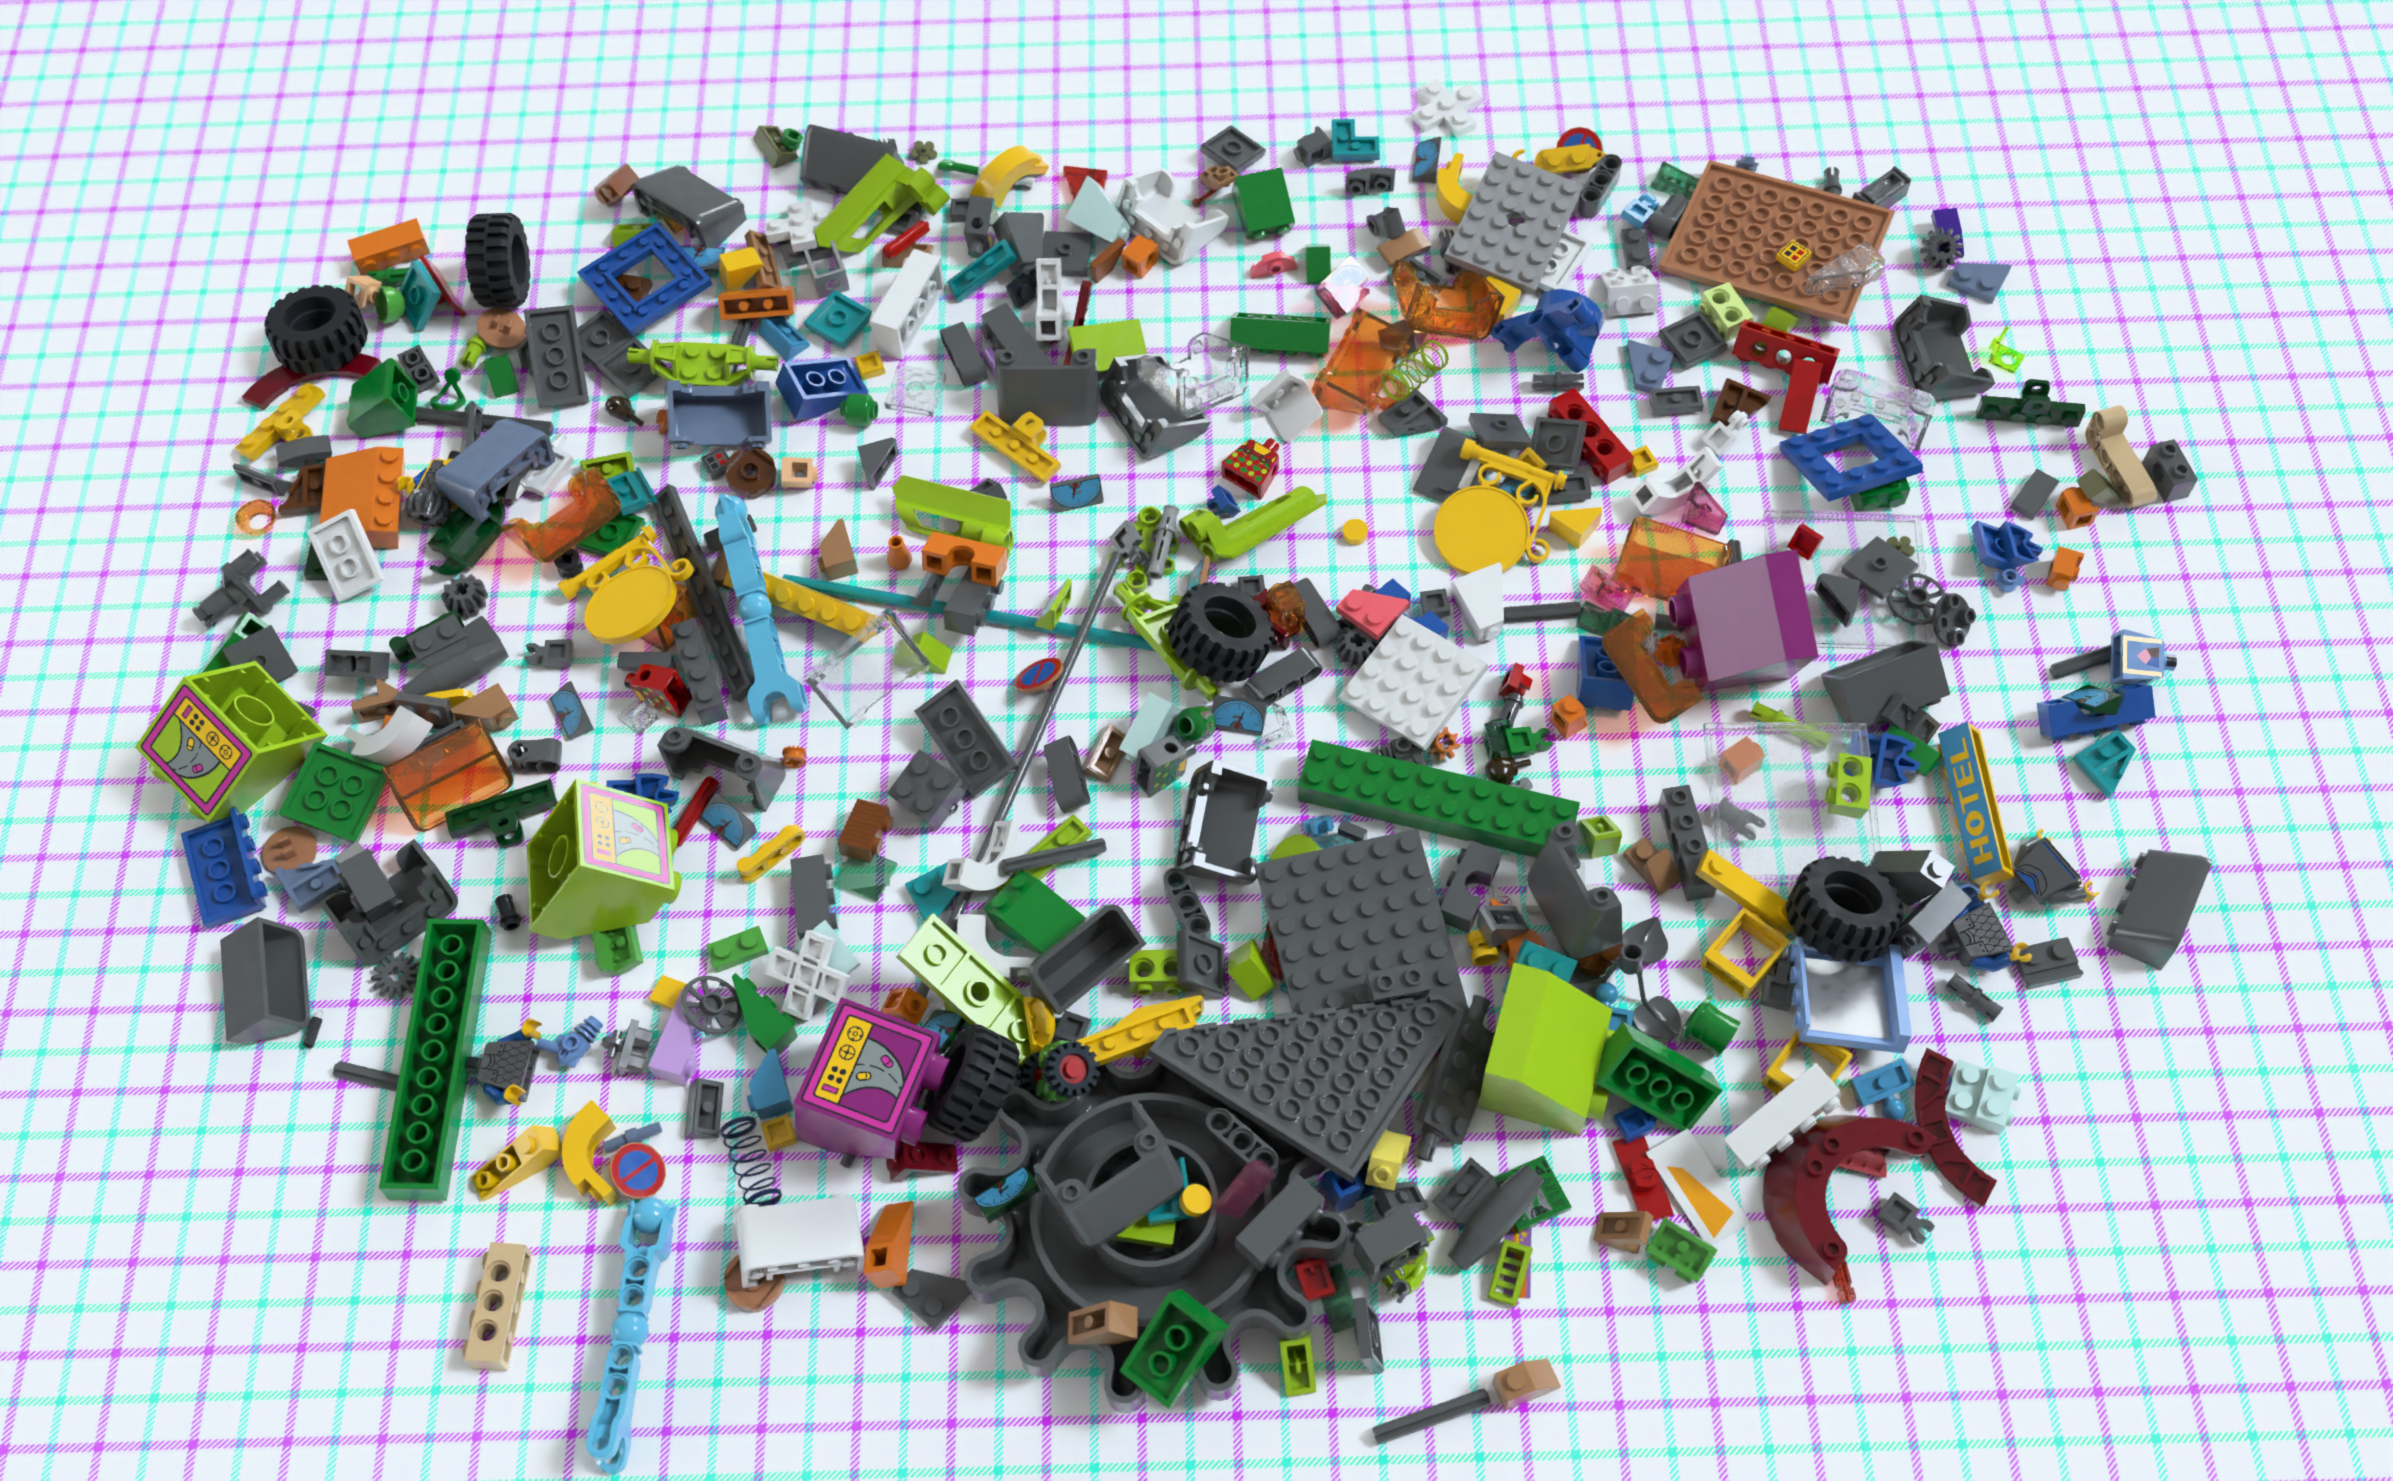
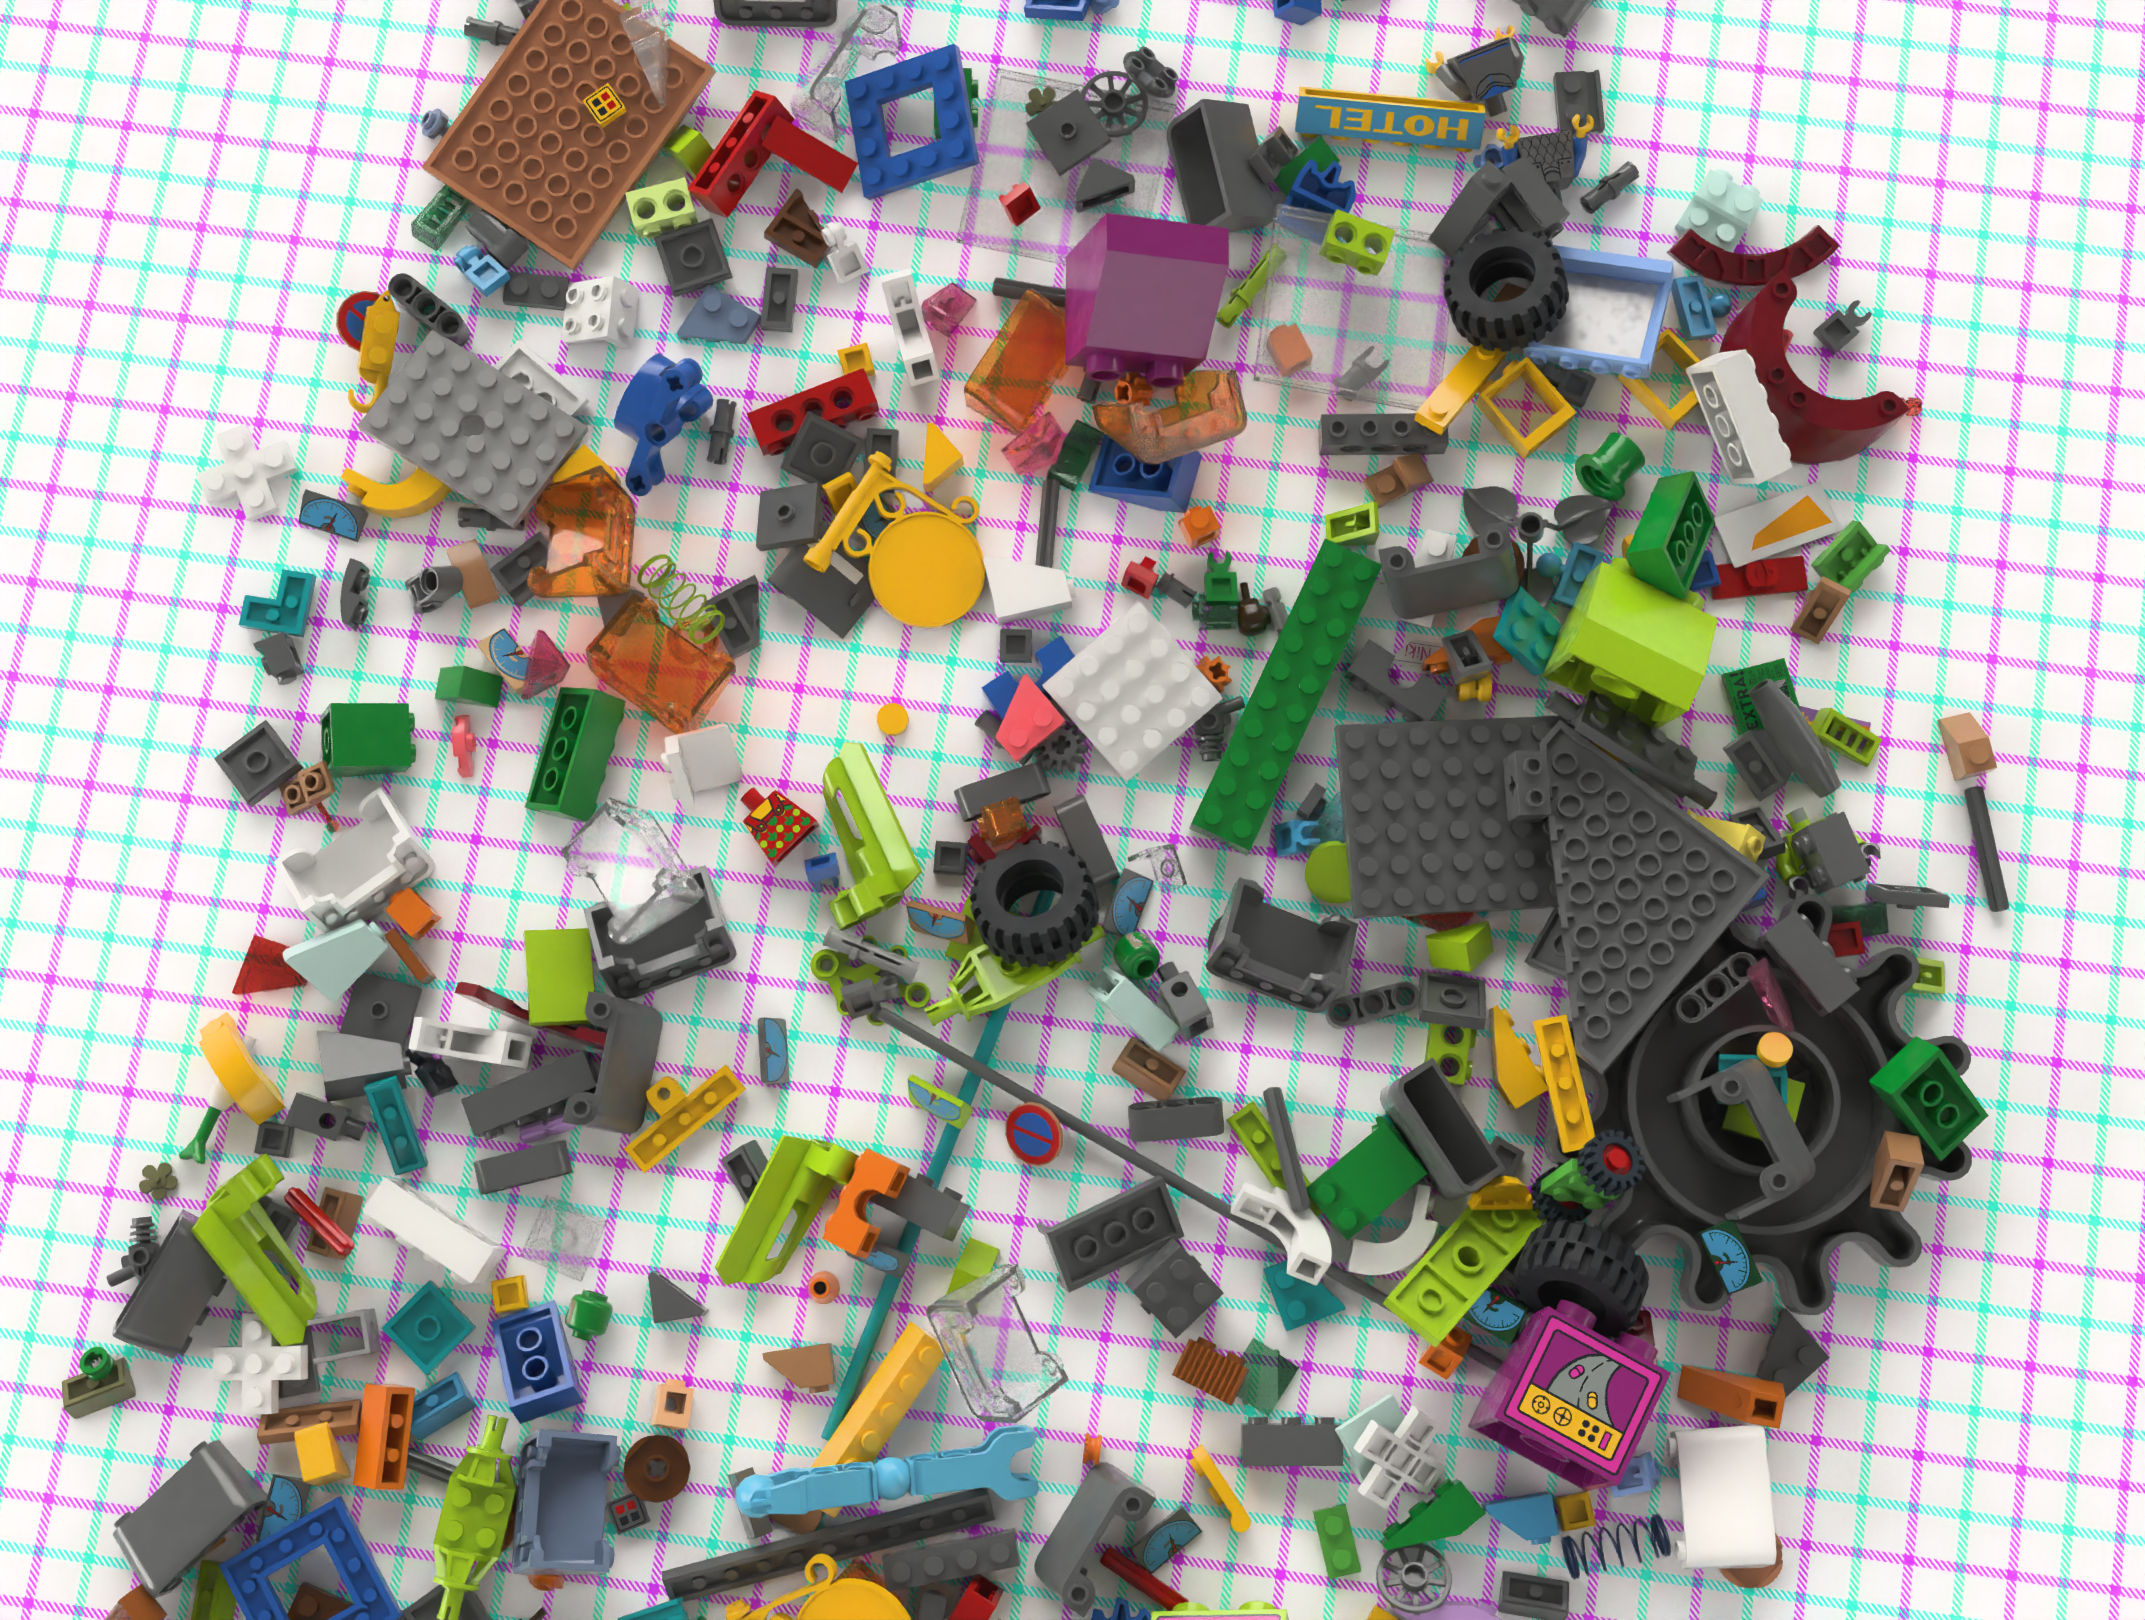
camera: 80 degrees left, 20 degrees up
(814, 1174) = (1640, 1476): none -> light blue bracket

